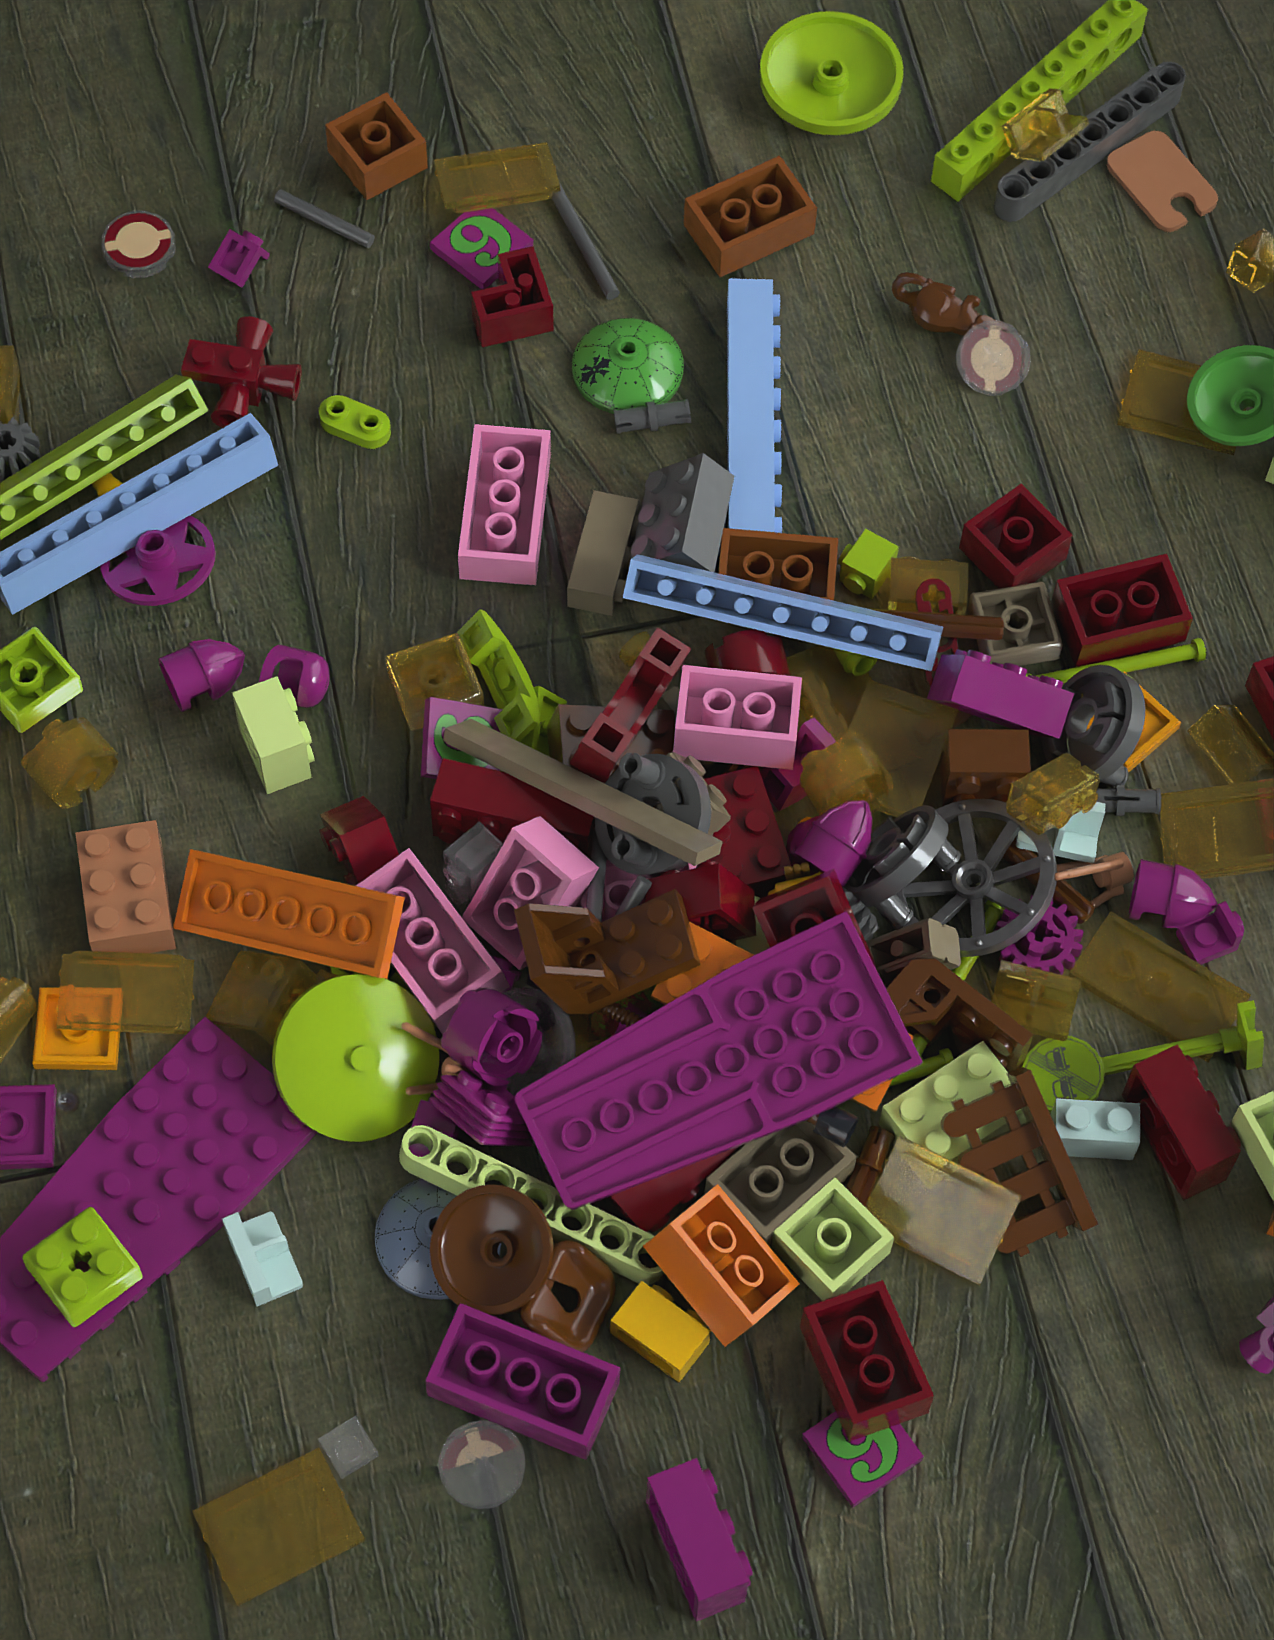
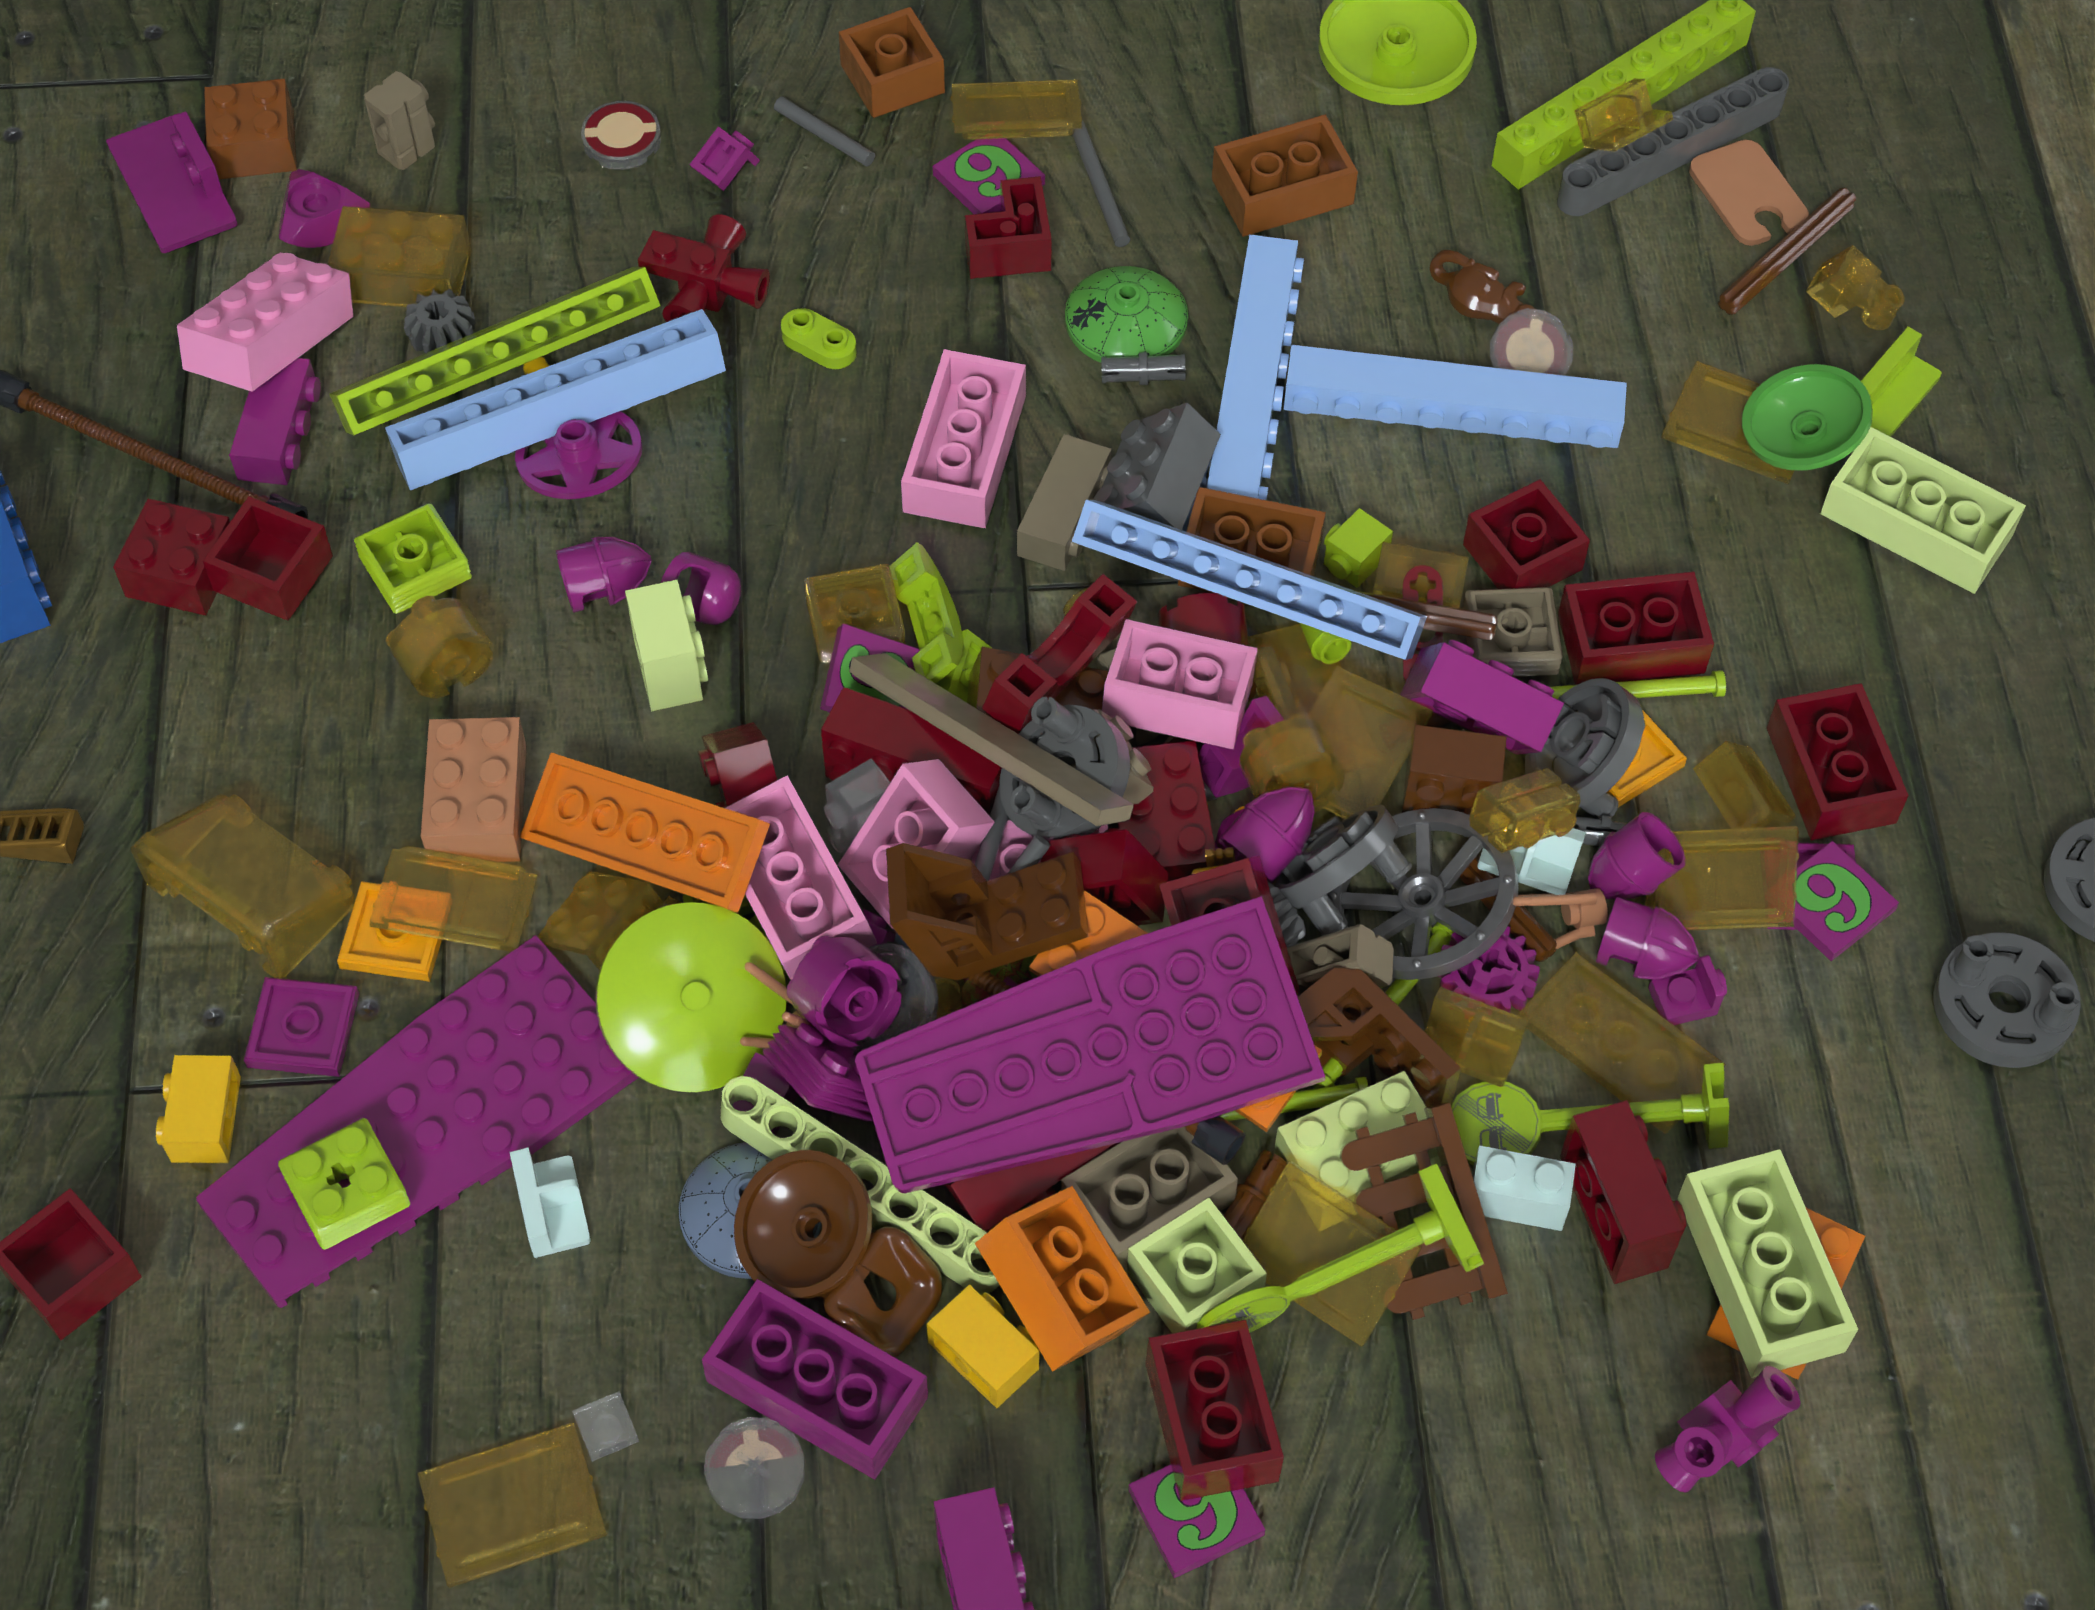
camera: 10 degrees right, 5 degrees down
(932, 410) = (1455, 396): none -> light blue brick
(1037, 1174) = (1443, 1221): none -> lime piece
(1146, 827) = (1630, 861): none -> magenta helmet
(1203, 234) = (1786, 251): none -> reddish brown axle

